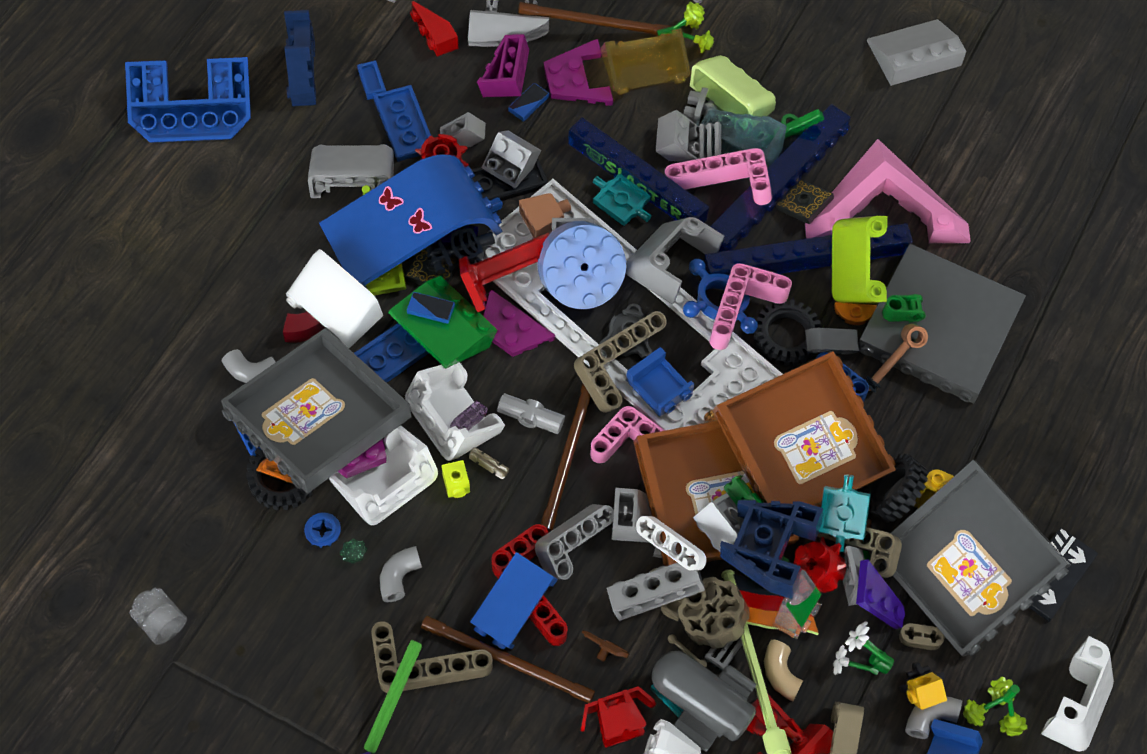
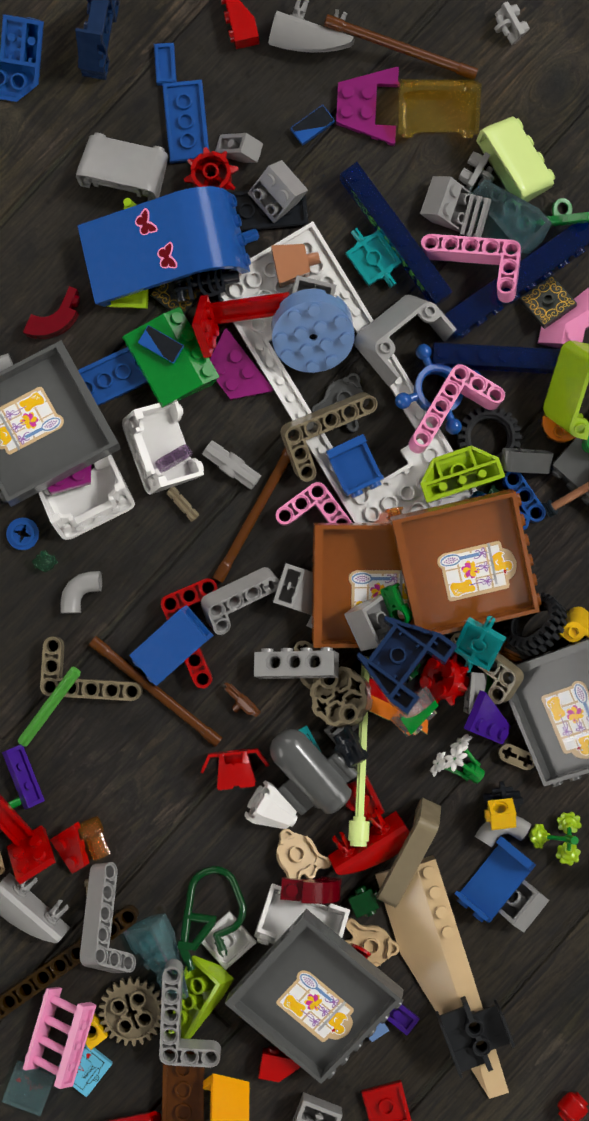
camera: 10 degrees right, 25 degrees up
(334, 299) = (74, 311): white windscreen -> none
(456, 479) = (148, 515): neon yellow brick -> none
(507, 70) = (300, 83): magenta wedge -> none
(670, 543) = (330, 653): white beam -> none
(672, 639) = (320, 734): dark tan hinge -> none
(693, 17) = (501, 68): lime plant -> none
(740, 657) = (349, 747): none -> black hips
(771, 359) = (459, 473): none -> lime wedge
(778, 672) = (382, 760): tan cylinder -> none

